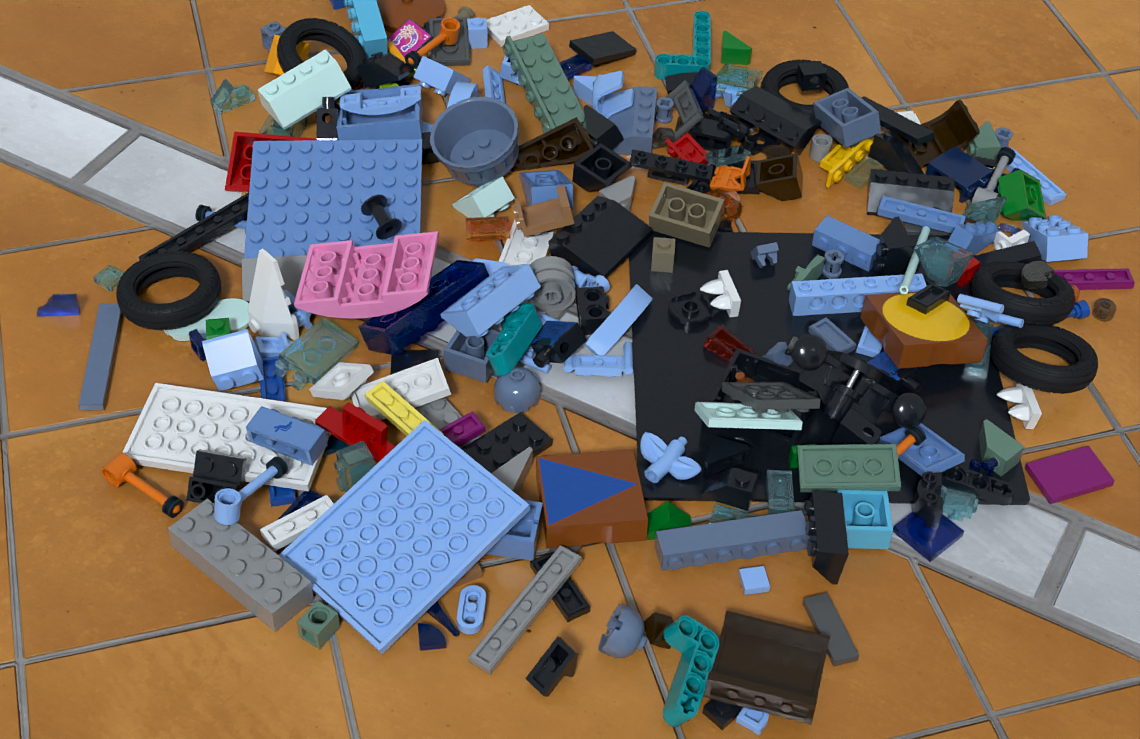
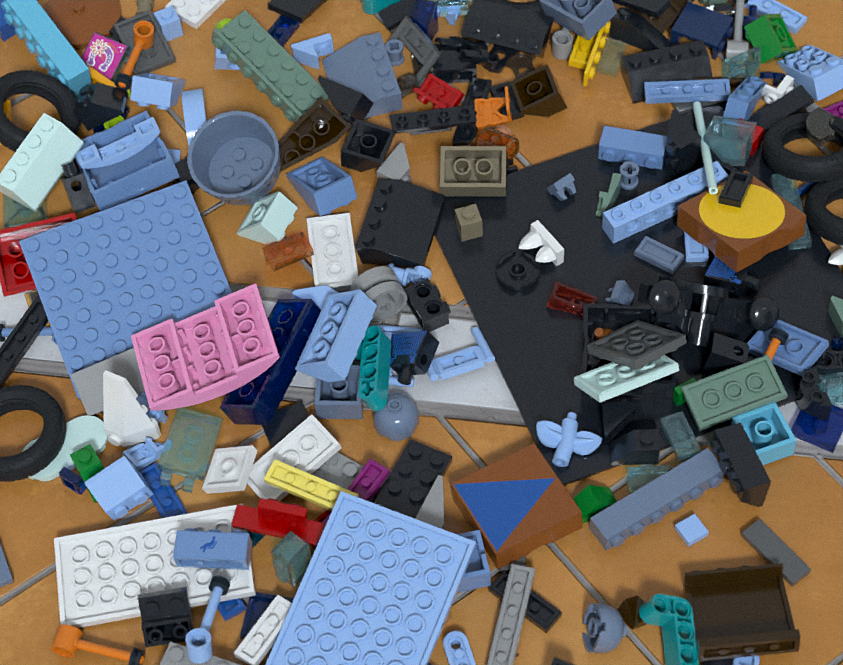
camera: 15 degrees left, 10 degrees up
(387, 226) = (196, 288): black piece -> none
(493, 84) = (216, 86): light blue plate -> none
(544, 215) = (339, 219): medium nougat panel -> none
(610, 102) = (339, 56): light blue piece -> none
(618, 321) = (459, 309): light blue slope -> none
(727, 156) = (480, 87): clear light blue tile -> none
(987, 311) = (789, 186): light blue plate -> none

